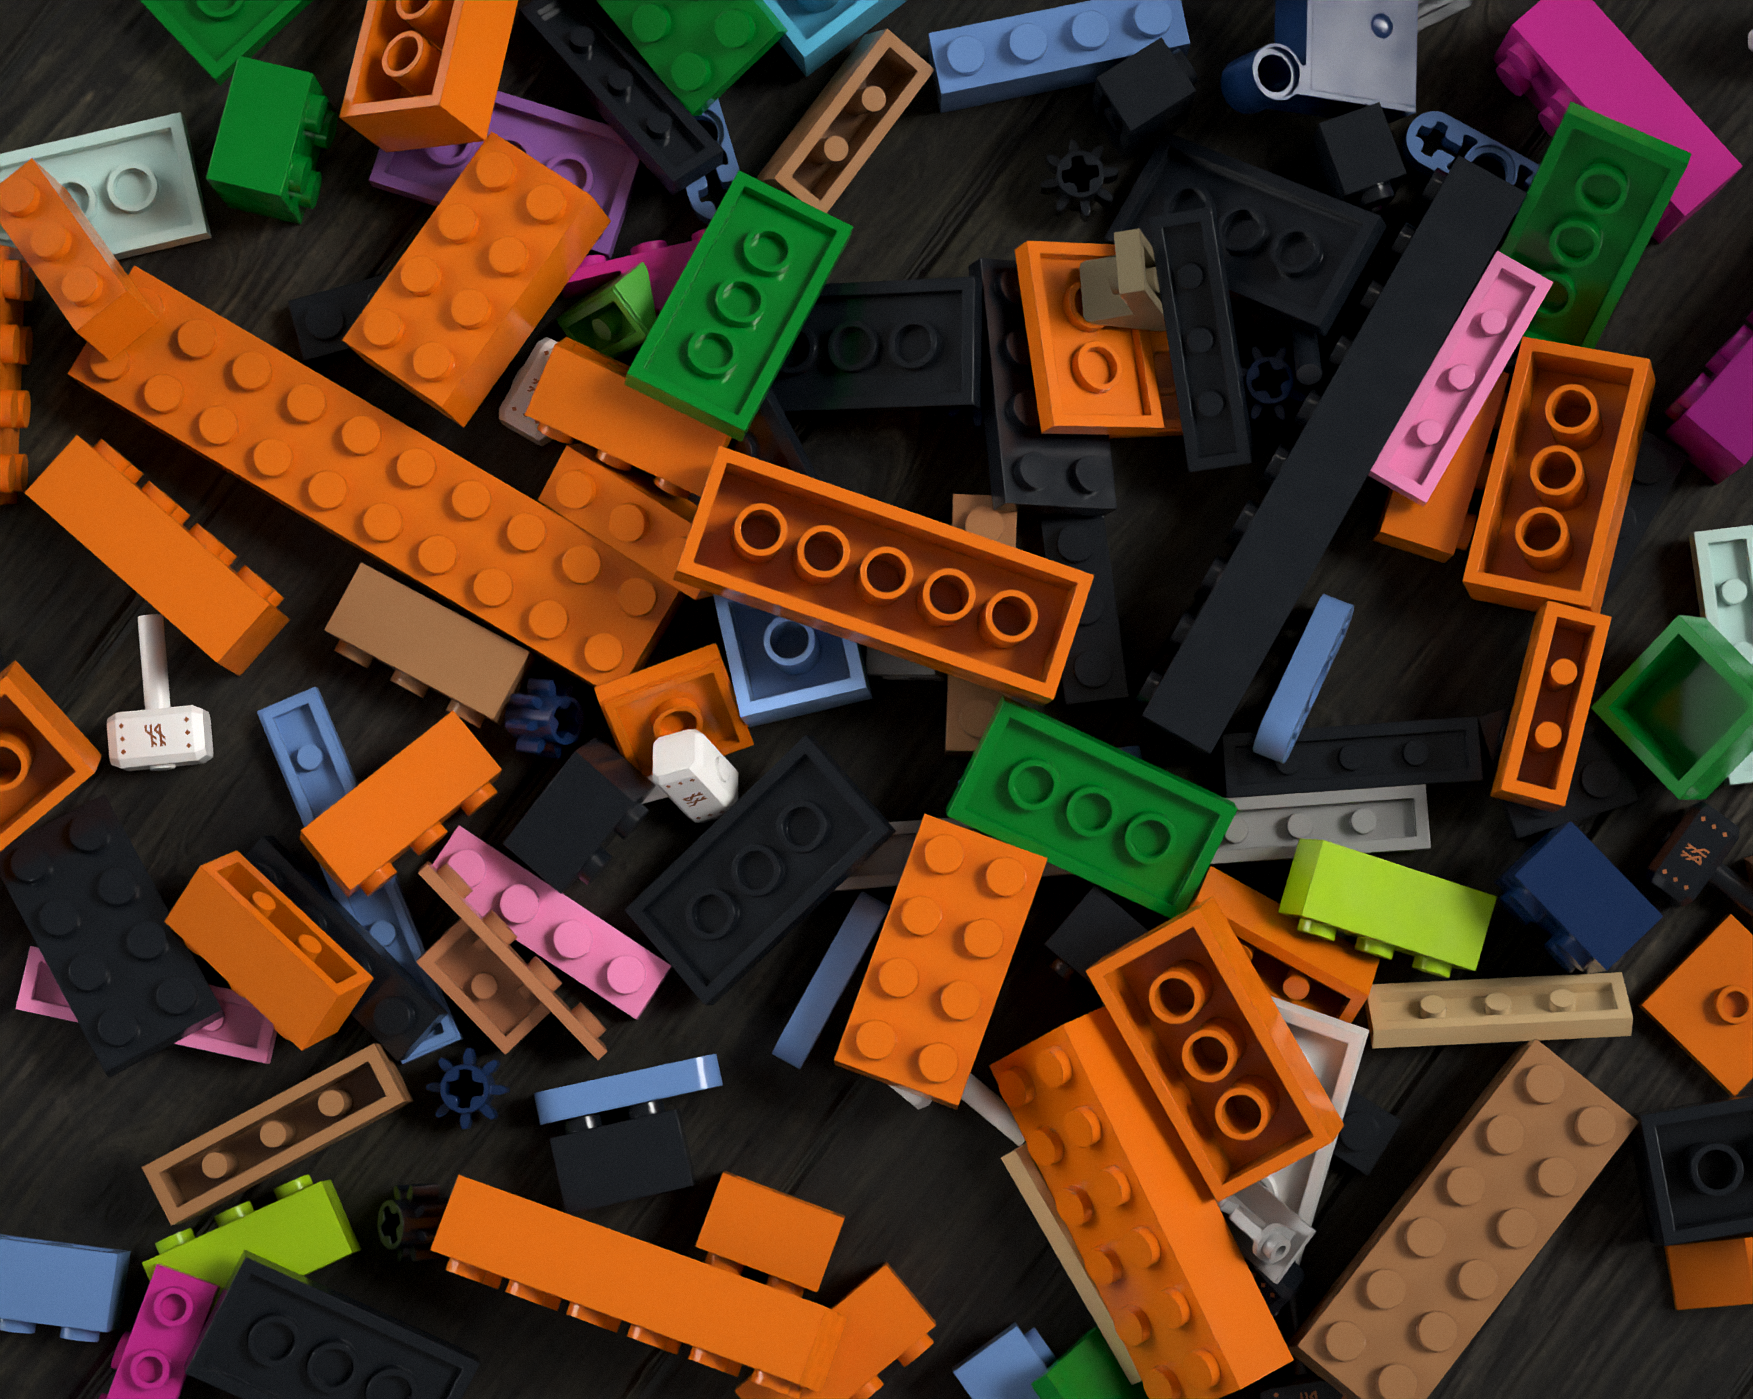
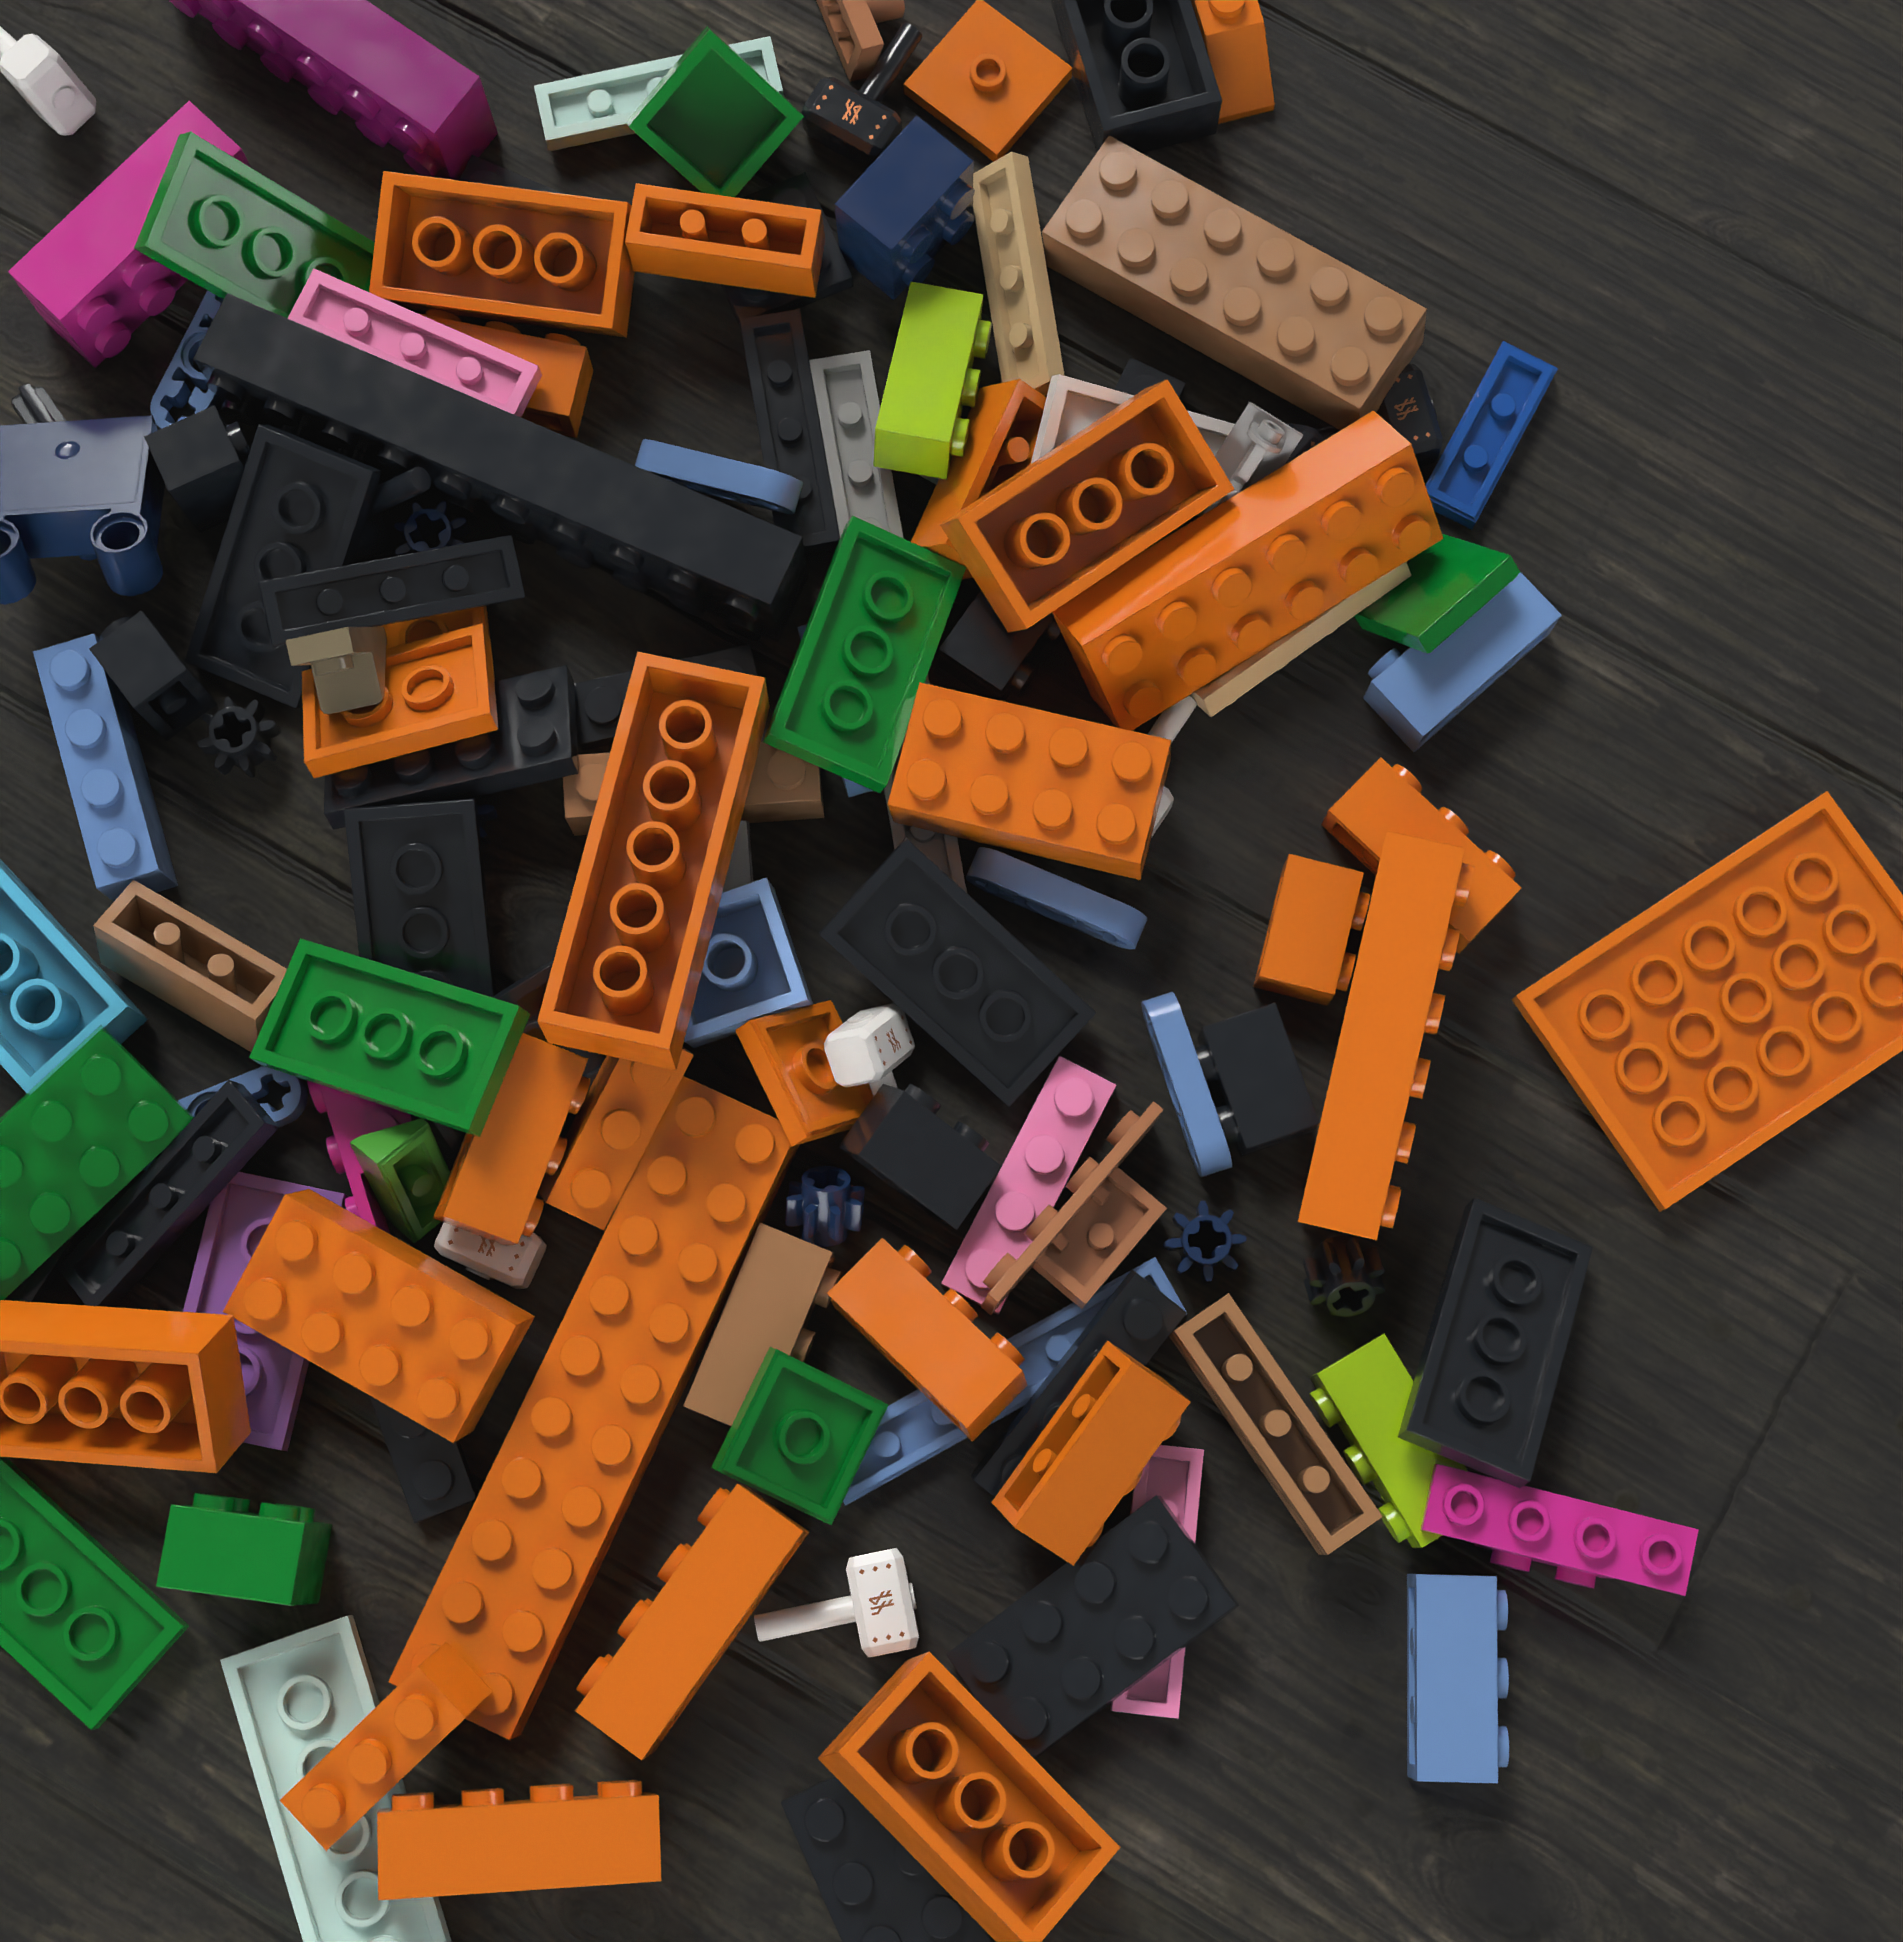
camera: 100 degrees left, 5 degrees down
(320, 672) = (800, 1436): none -> green tile

